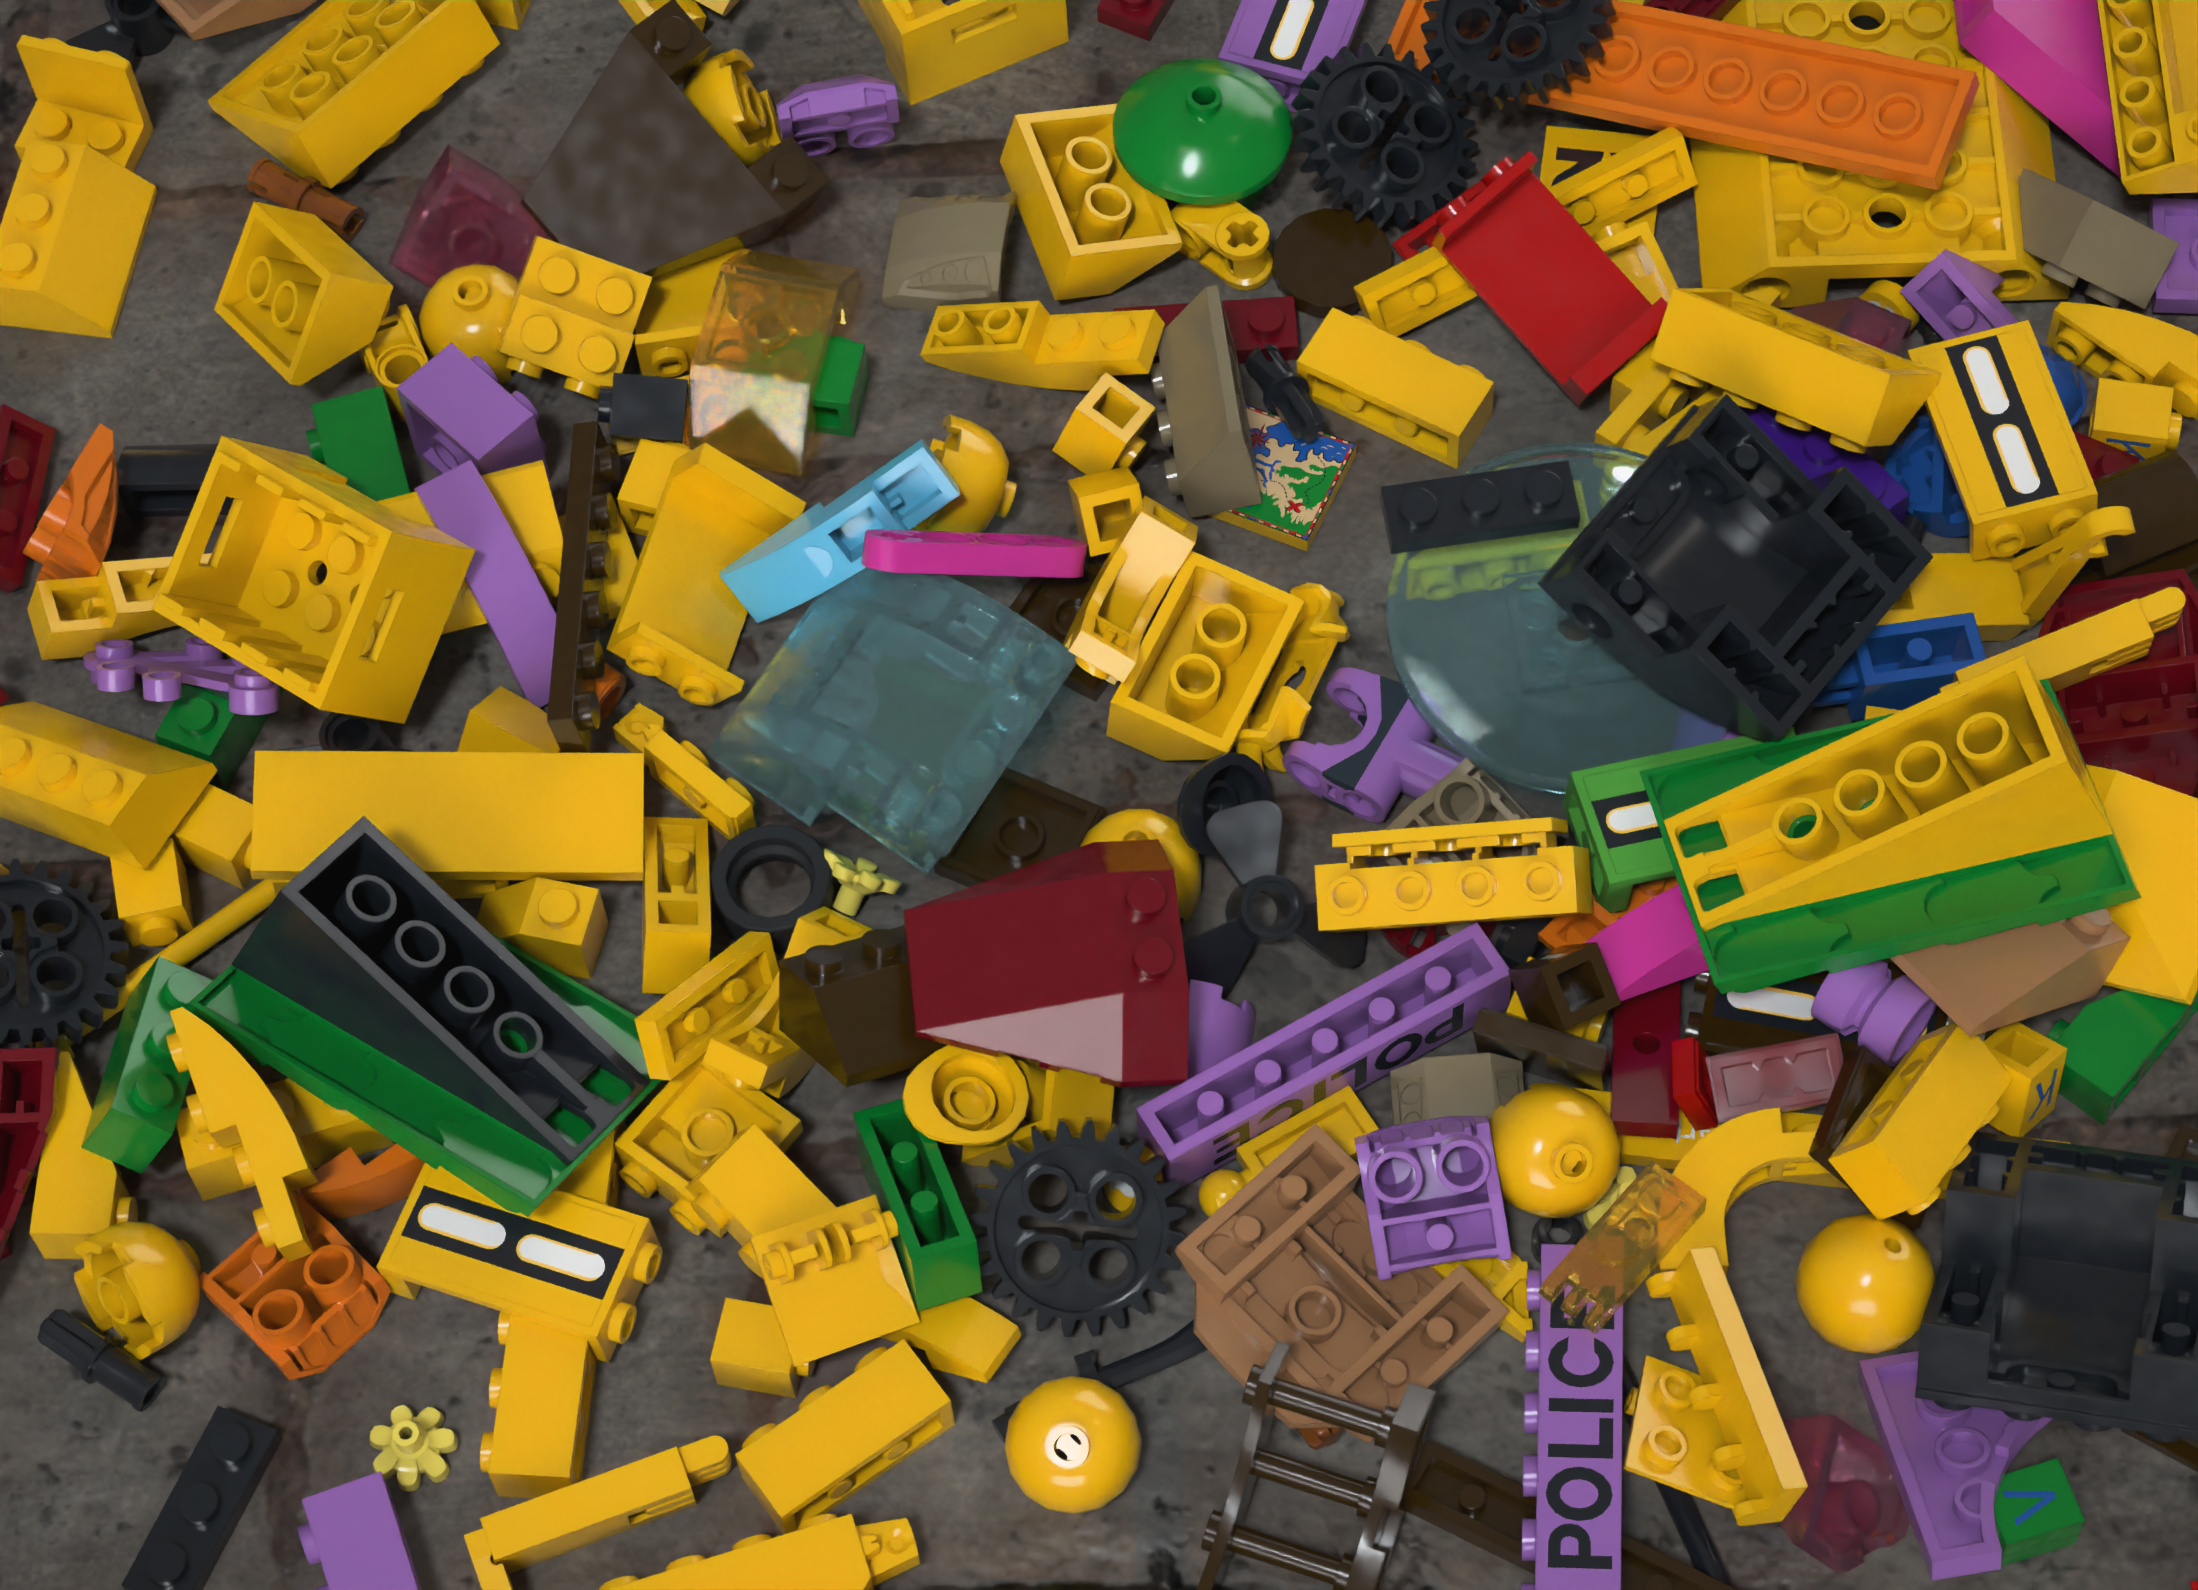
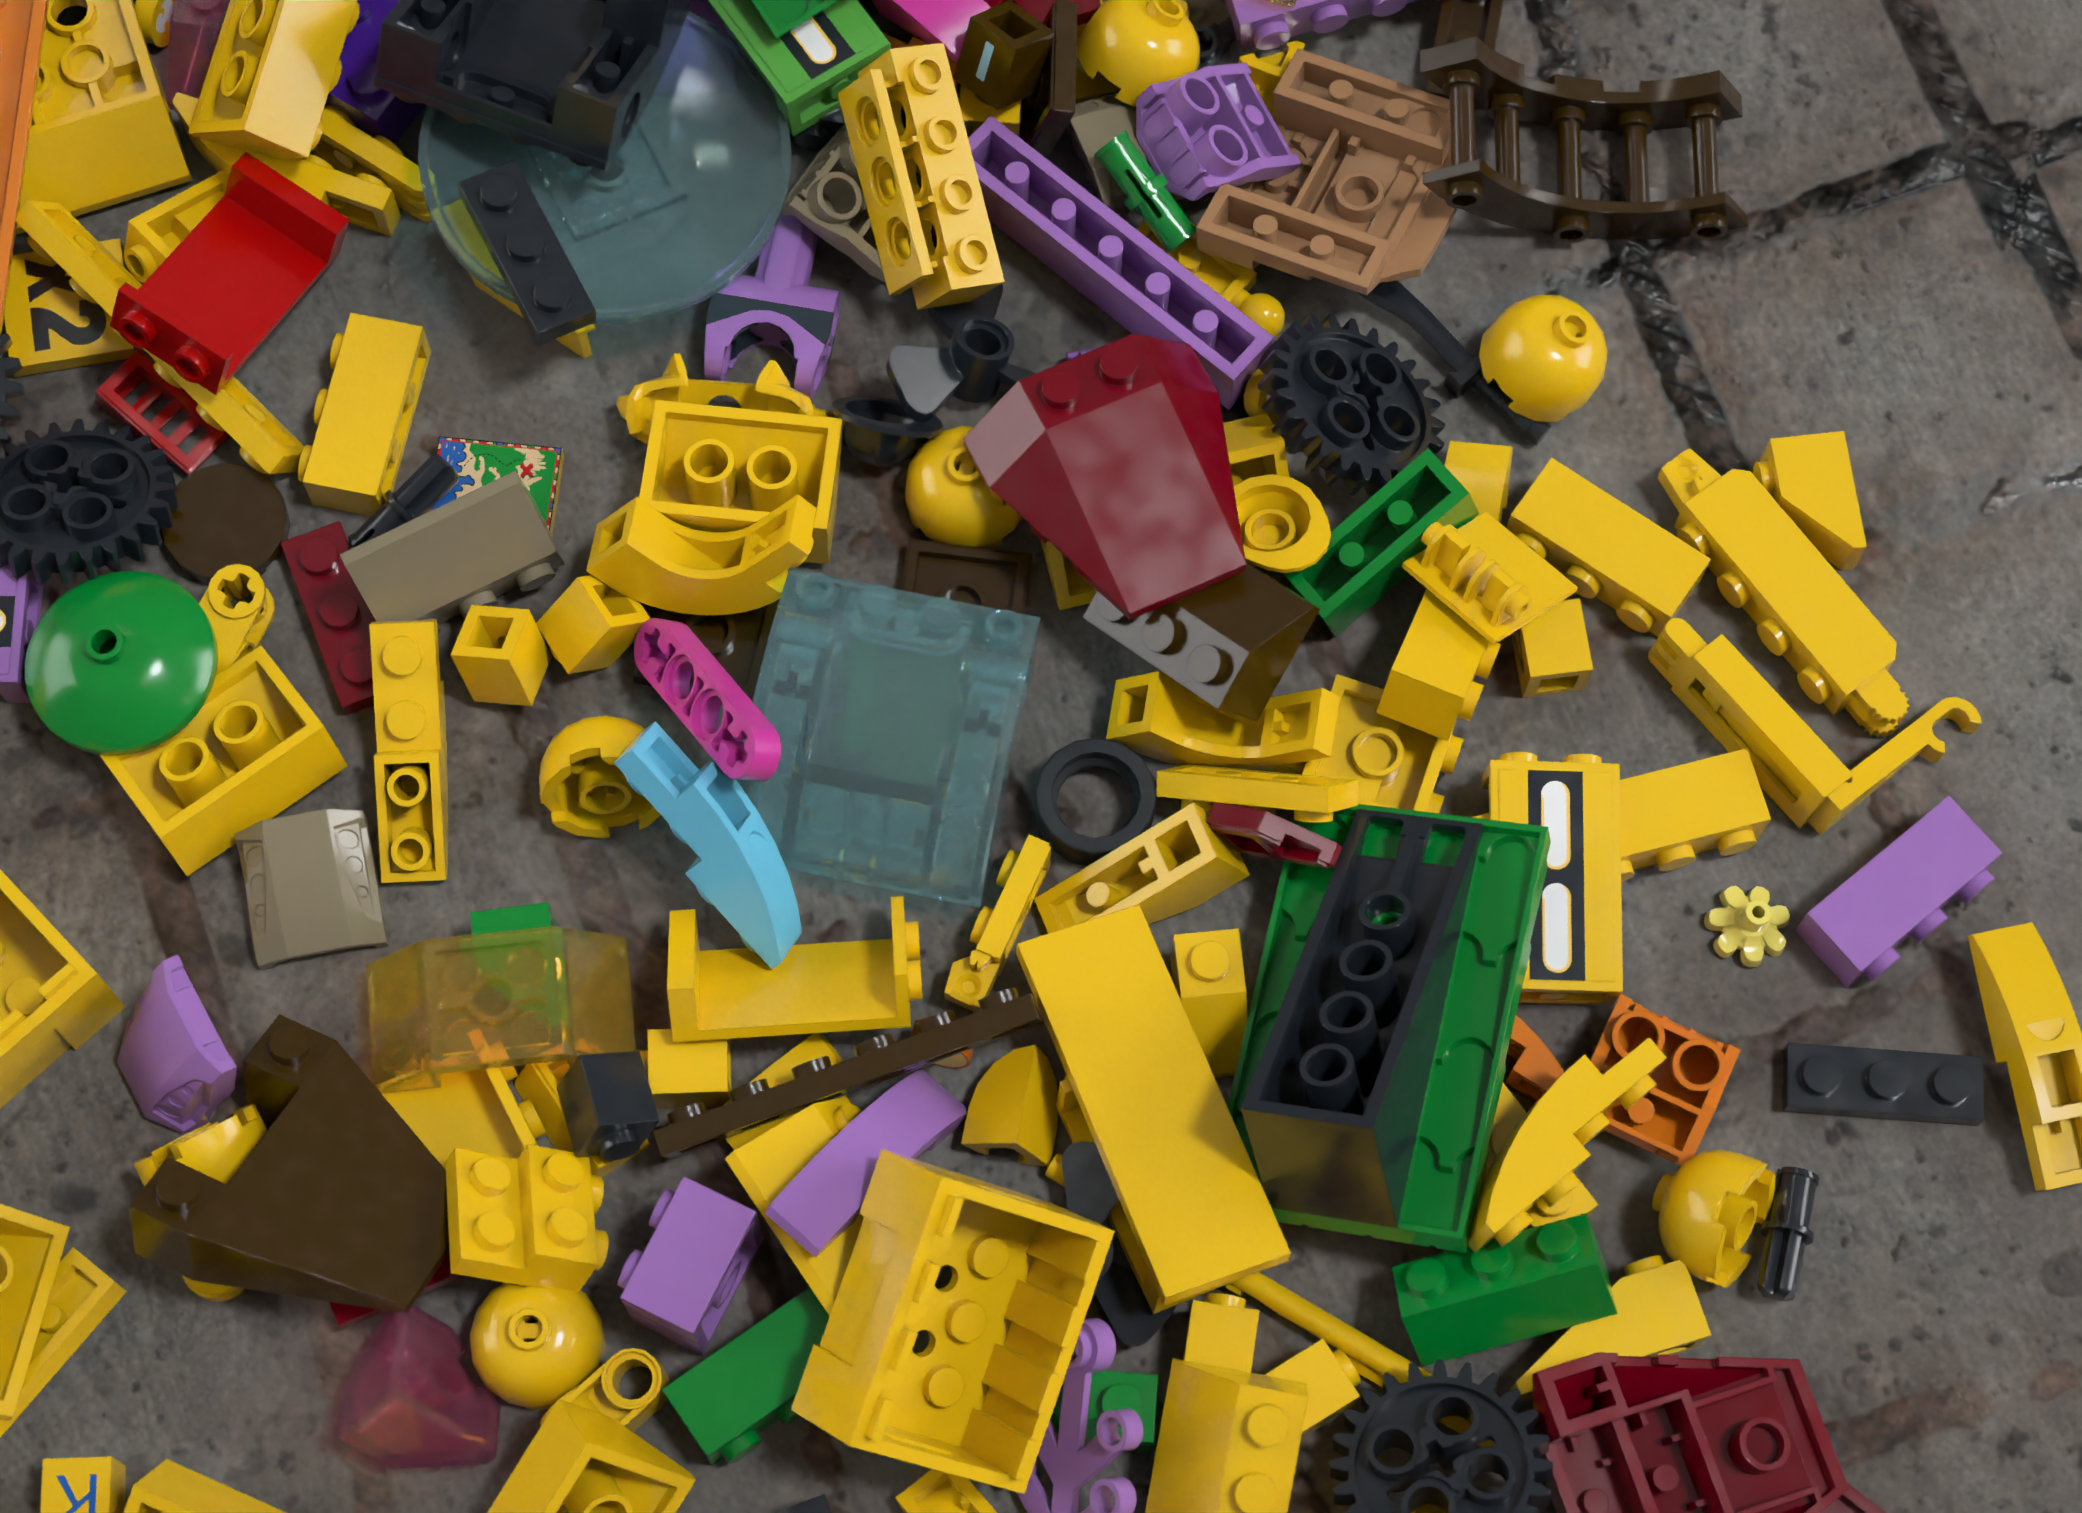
camera: 115 degrees left, 10 degrees up
(651, 983) = (1271, 837): none -> dark red tile
(857, 881) = (1057, 725): light yellow plant -> none
(1381, 1098) = (1146, 192): none -> green pin

